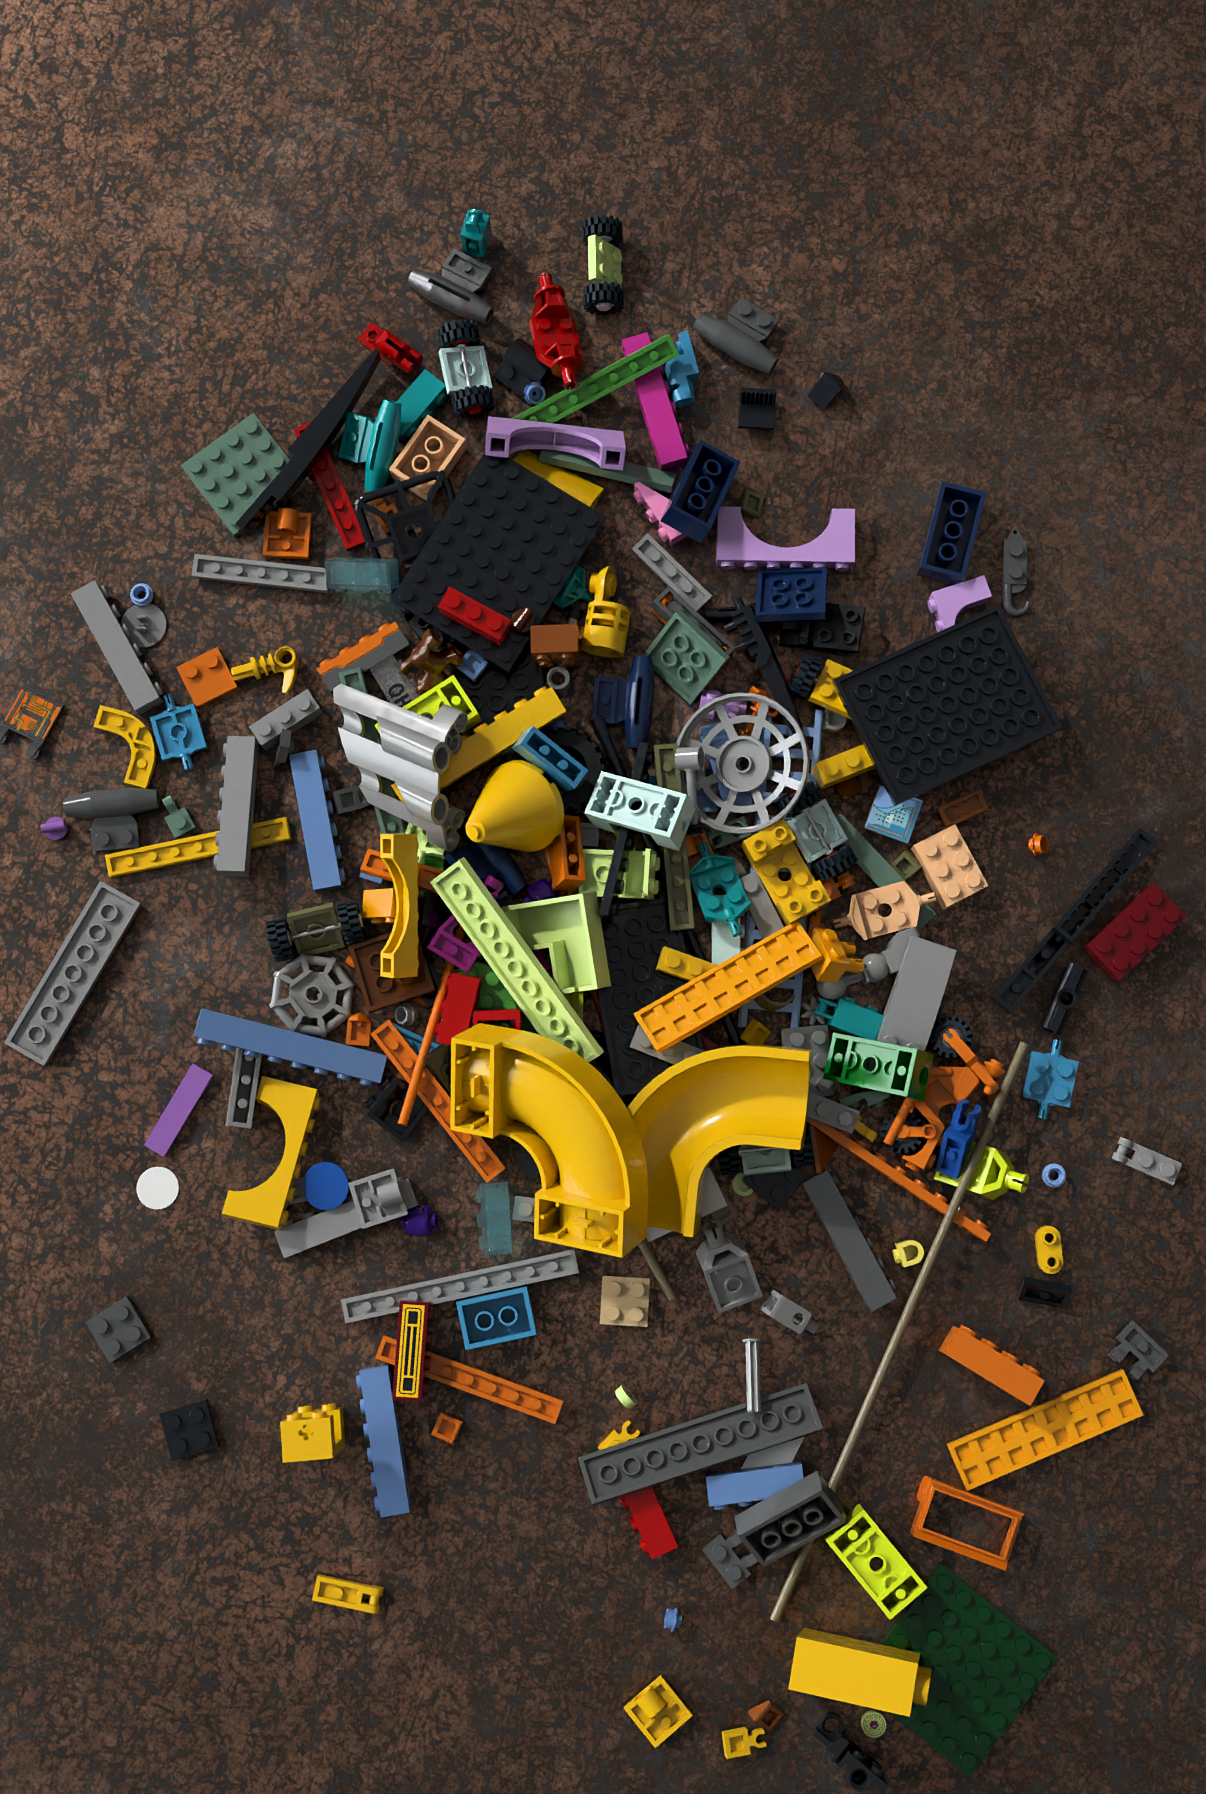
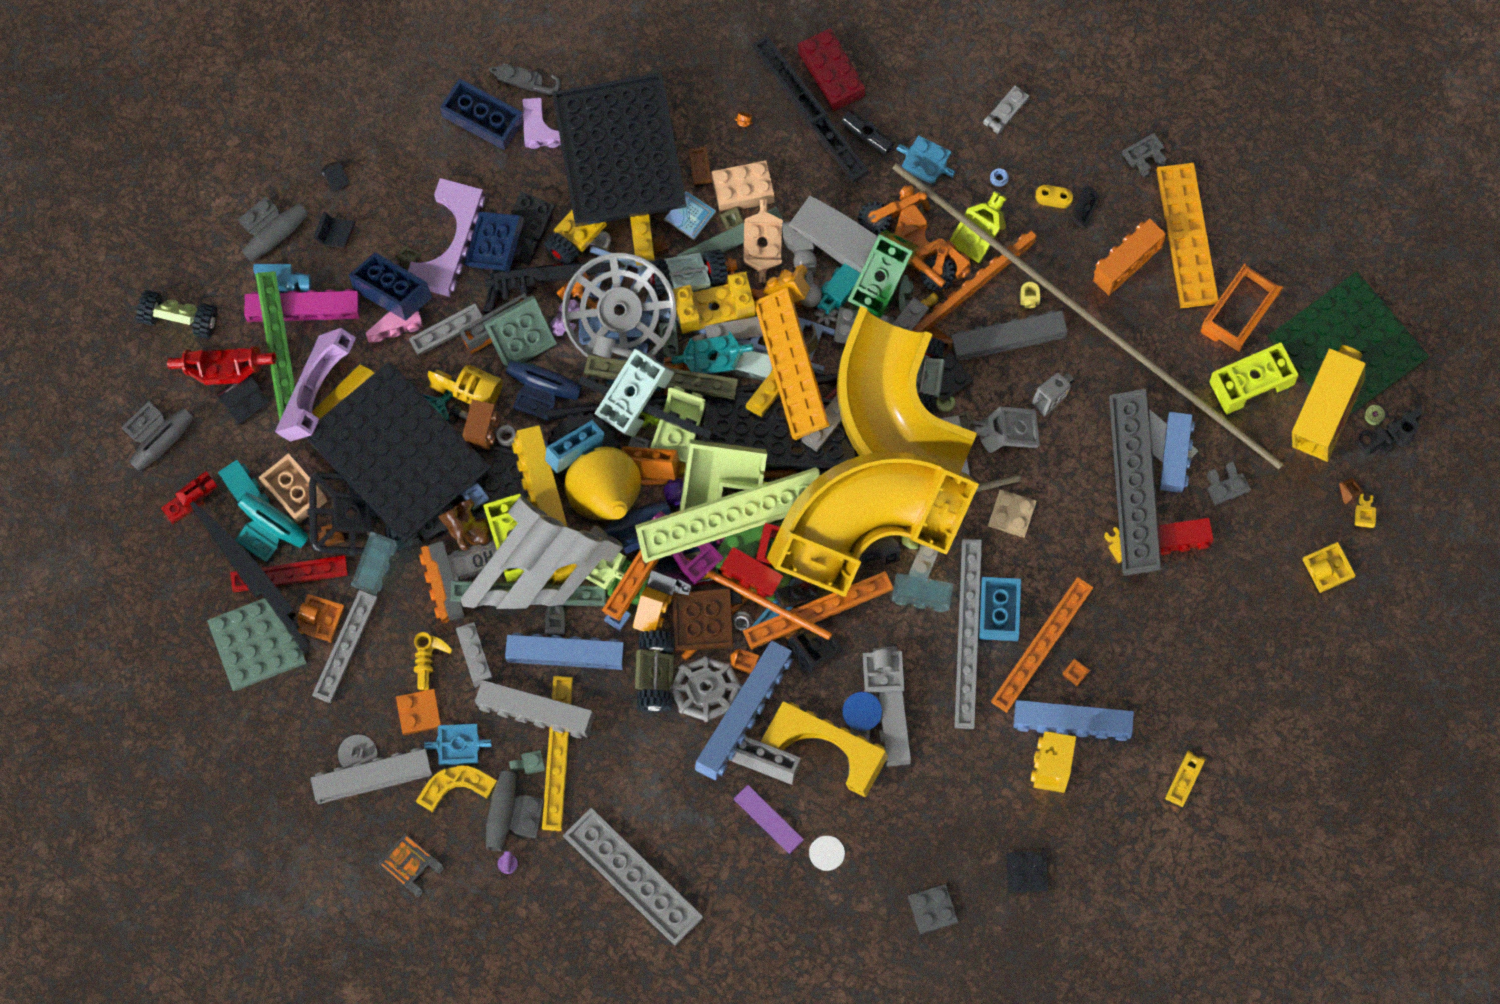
camera: 75 degrees left, 10 degrees down
(136, 590) = (329, 742): light blue plate -> none
(284, 747) = (498, 661): dark grey plate -> none
(400, 953) = (623, 579): yellow arch -> none
(411, 1350) = (1008, 677): brick -> none
(420, 1221) = (910, 650): dark purple head -> none
(465, 369) = (228, 441): plate -> none
(474, 616) = (440, 475): red brick -> none
(476, 233) = (117, 403): teal brick -> none
(522, 620) = (454, 442): reddish brown plate -> none
(538, 397) = (266, 393): medium blue plate -> none
(626, 1397) = (1086, 530): yellowish green tile -> none
(631, 472) = (362, 325): sand green tile -> none
(672, 1619) = (1263, 539): medium blue plate -> none
(753, 1375) = (1092, 430): light grey axle -> none
(755, 1033) = (831, 361): yellow plate -> none
(790, 1519) = (1207, 428): dark grey brick -> none
(958, 1139) = (955, 233): blue plate -> none

